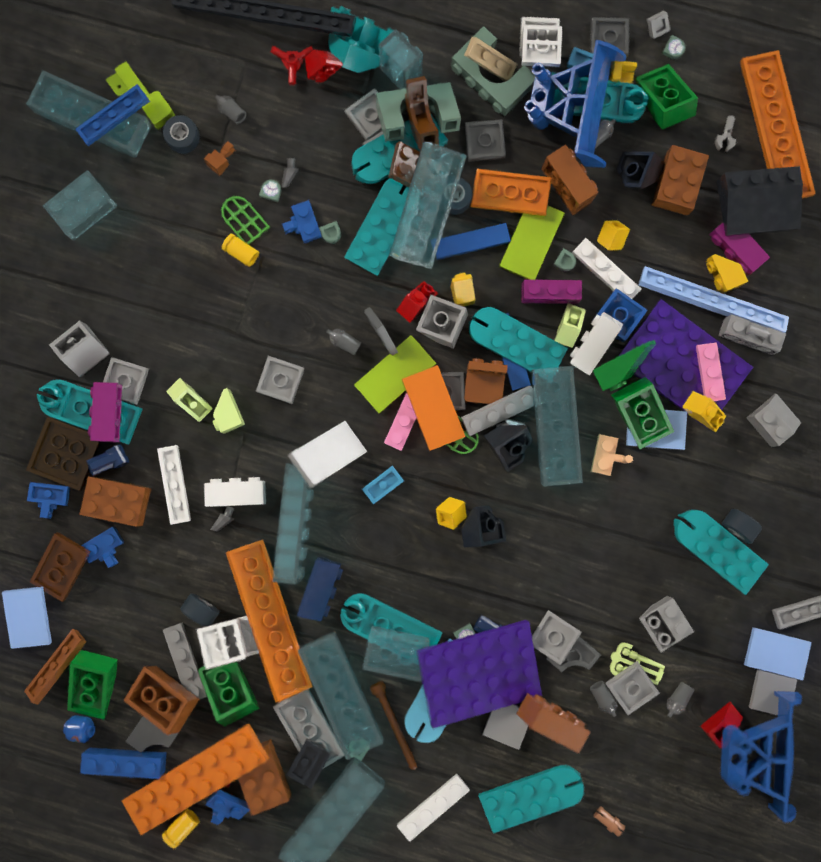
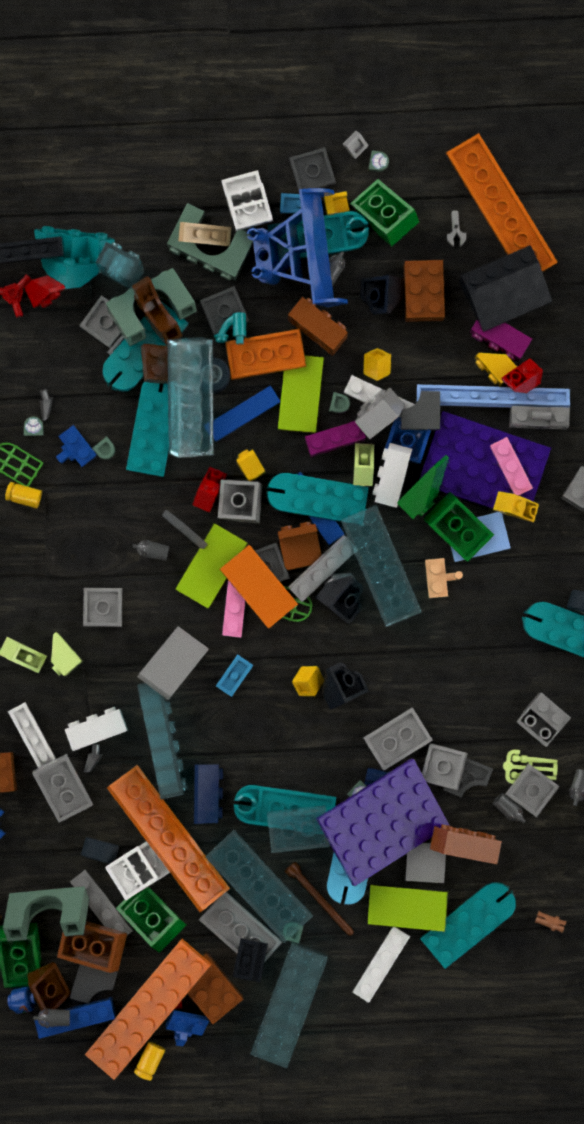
camera: 20 degrees left, 0 degrees up
(98, 760) = (53, 1018): none -> dark grey piece
(105, 727) = (48, 986): none -> reddish brown slope
(111, 639) = (25, 905): none -> sand green arch
(184, 538) = (62, 788): none -> light grey plate
(476, 763) = (407, 908): none -> lime tile
(494, 159) = (238, 321): none -> teal plant
(519, 596) = (397, 738): none -> light grey plate
(602, 280) = (379, 413): none -> light grey brick
(644, 295) = (424, 414): none -> dark grey tile
(752, 290) = (524, 377): none -> red slope

